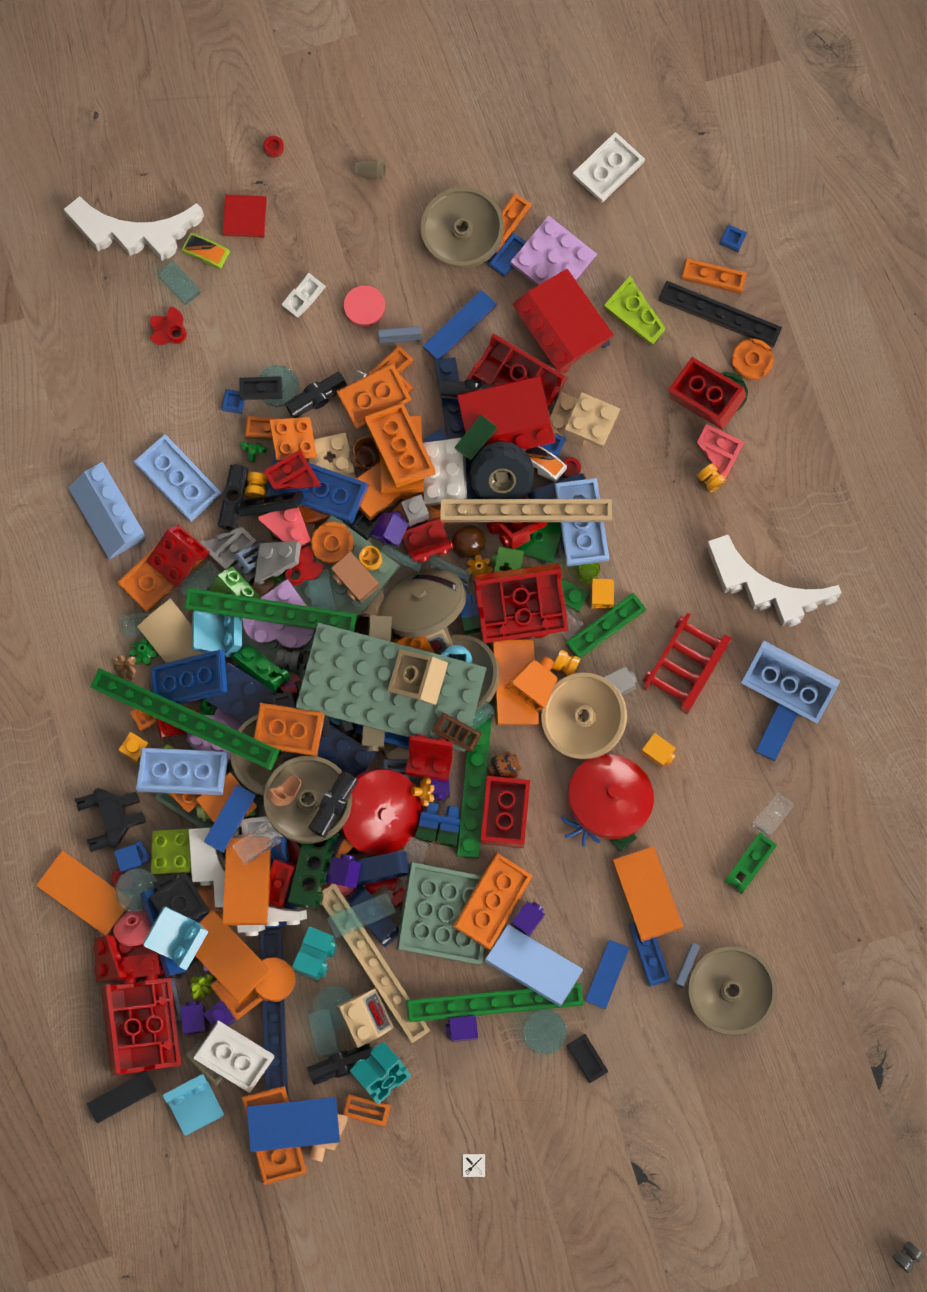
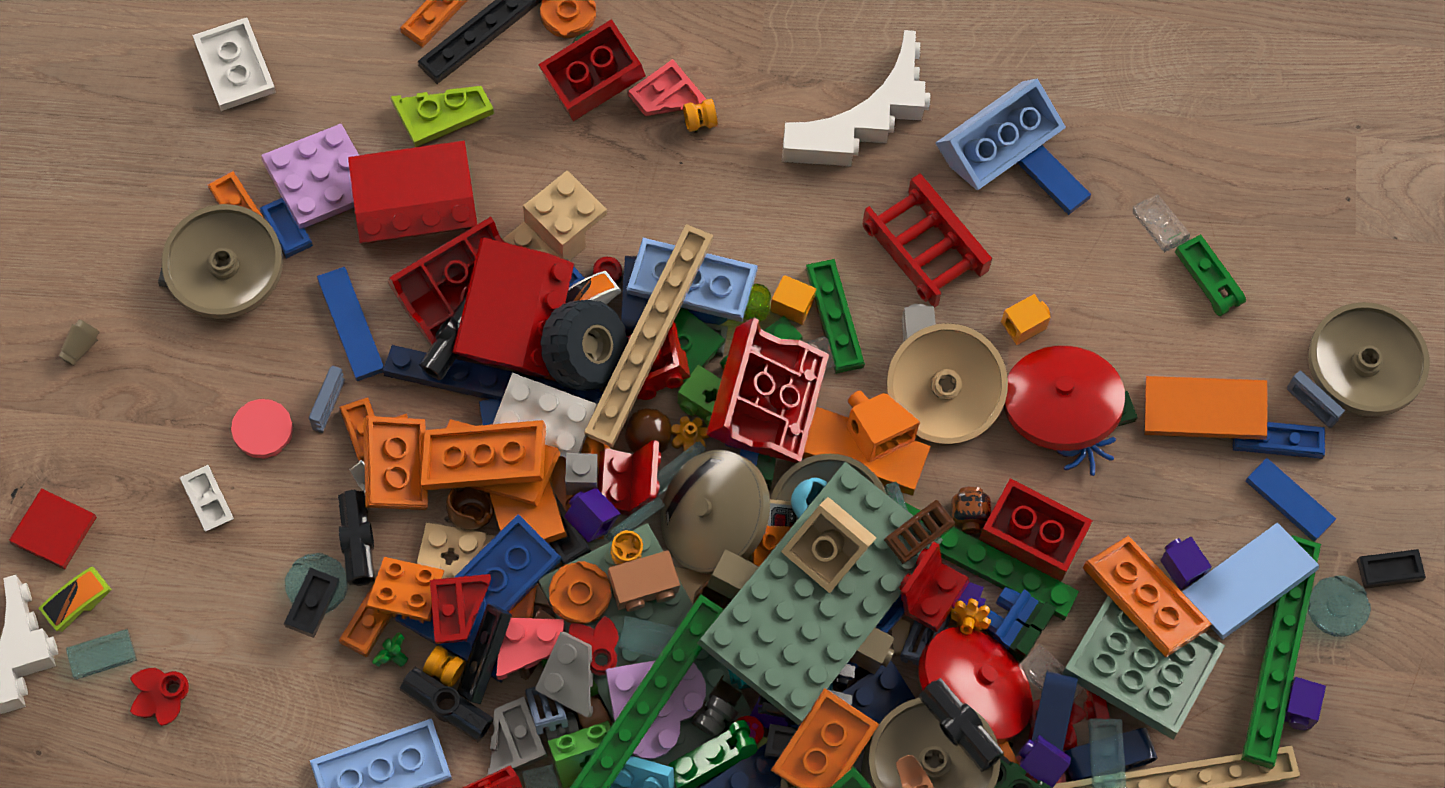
camera: 70 degrees left, 10 degrees down
(232, 402) = (309, 651): blue tile -> none
(476, 437) = (524, 352): dark green tile -> none
(566, 663) = (866, 378): light orange wheel -> none

